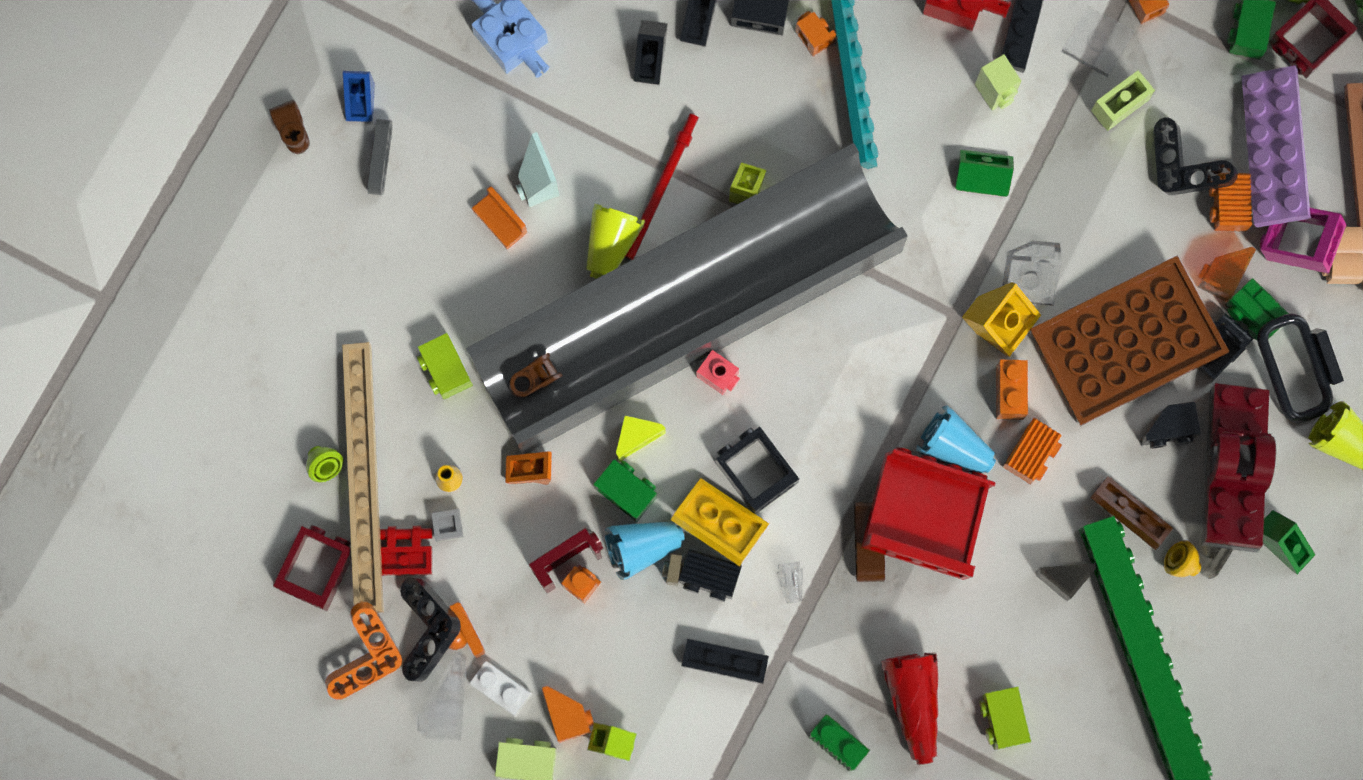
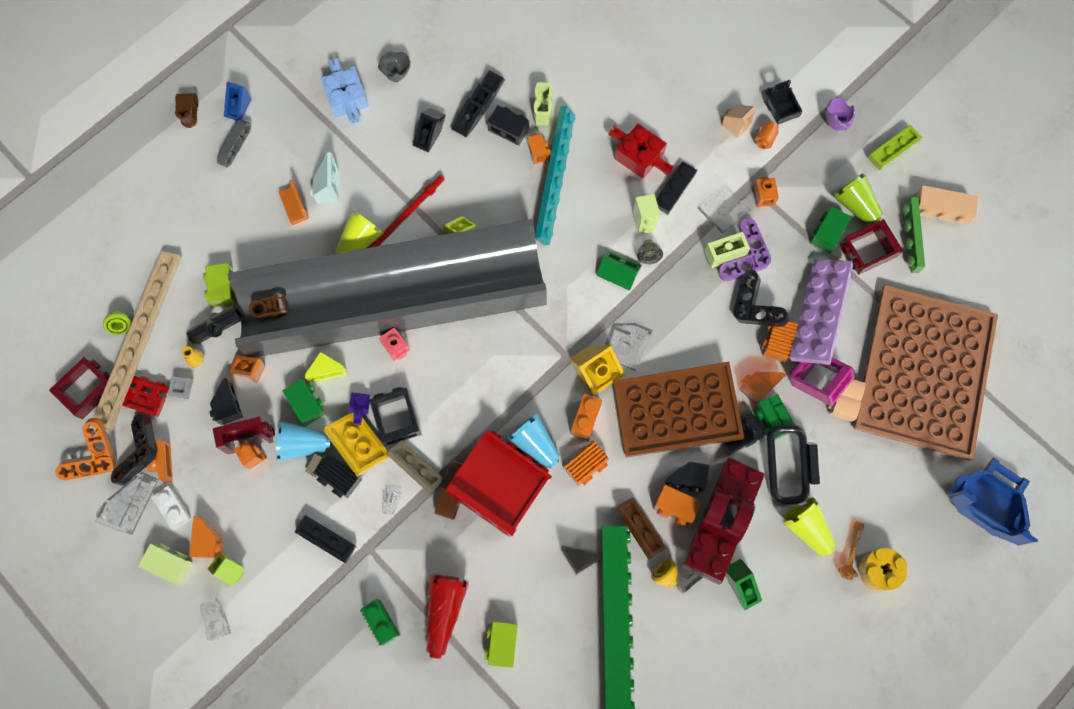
camera: 20 degrees right, 5 degrees down
(464, 424) = (215, 324): none -> black piece
(520, 528) = (225, 404): none -> black slope
(703, 470) = (359, 405): none -> dark purple plate
(808, 528) = (415, 467): none -> dark tan plate
(1018, 135) = (649, 252): none -> clear smoke brick
(1159, 99) = (752, 258): none -> medium lavender beam
(1168, 468) = (677, 505): none -> orange brick

